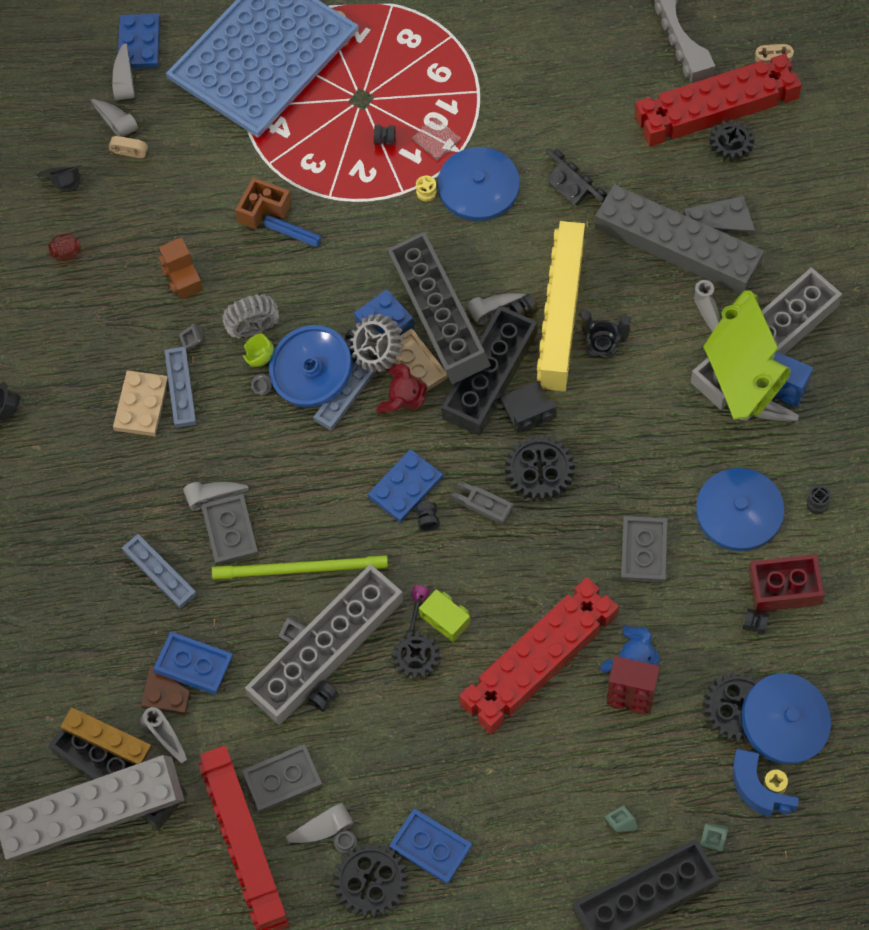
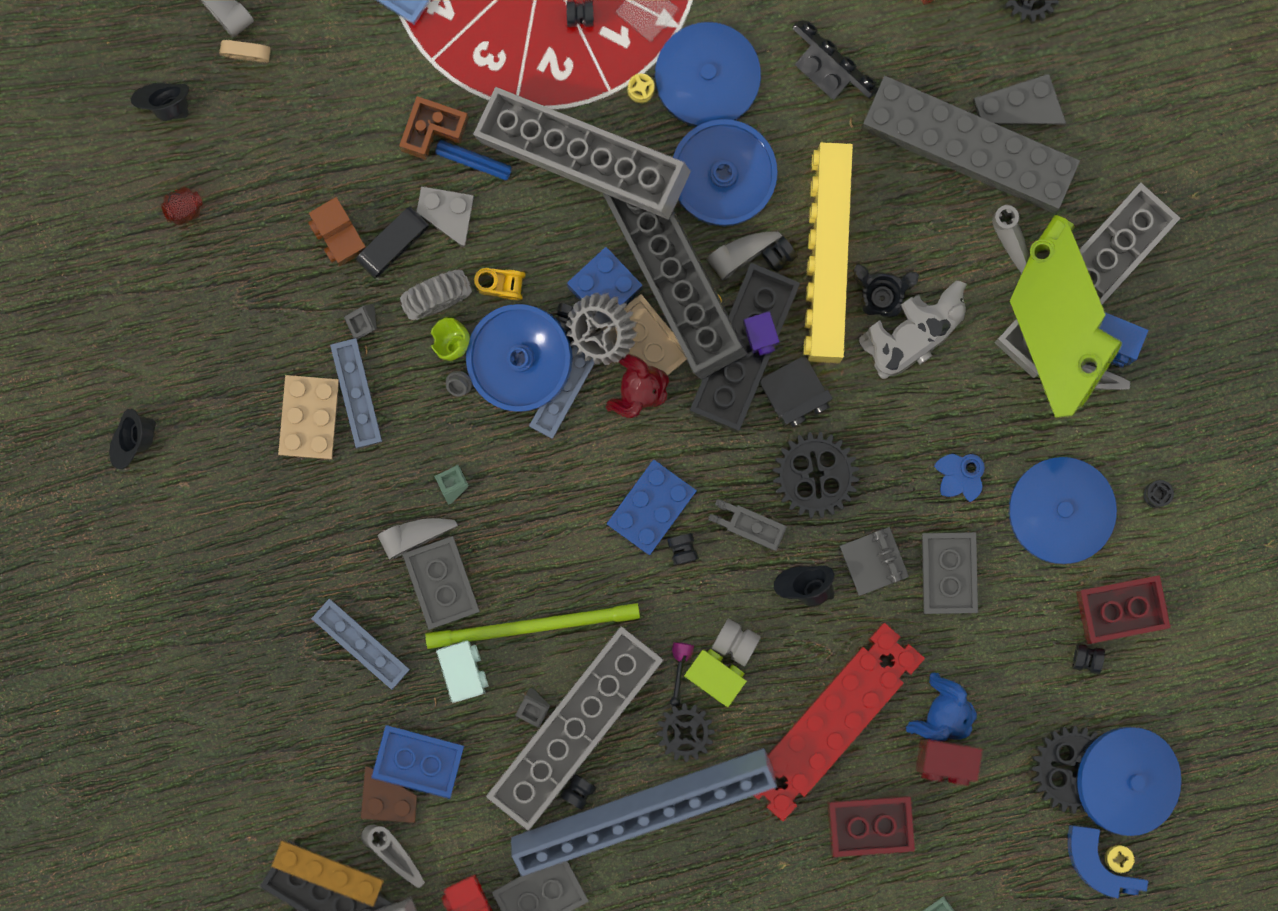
camera: 15 degrees left, 20 degrees up
(222, 282) = (392, 242): none -> black beam
(238, 592) = (462, 671): none -> light aqua piece
(247, 458) = (452, 483): none -> sand green slope
(268, 265) = (447, 212): none -> light grey wing
(304, 313) = (502, 283): none -> yellow piece
(373, 708) = (643, 812): none -> sand blue brick
(375, 219) = (582, 153): none -> light grey brick
(466, 589) = (736, 642): none -> light grey wheel
(484, 246) = (729, 173): none -> blue dish
(502, 351) = (761, 333): none -> dark purple brick
(528, 550) = (807, 583): none -> black piece
(565, 738) = (871, 826): none -> dark red brick
(583, 536) = (874, 561): none -> dark grey hinge
(628, 369) = (918, 335): none -> light grey animal
(655, 479) = (957, 478): none -> blue plate

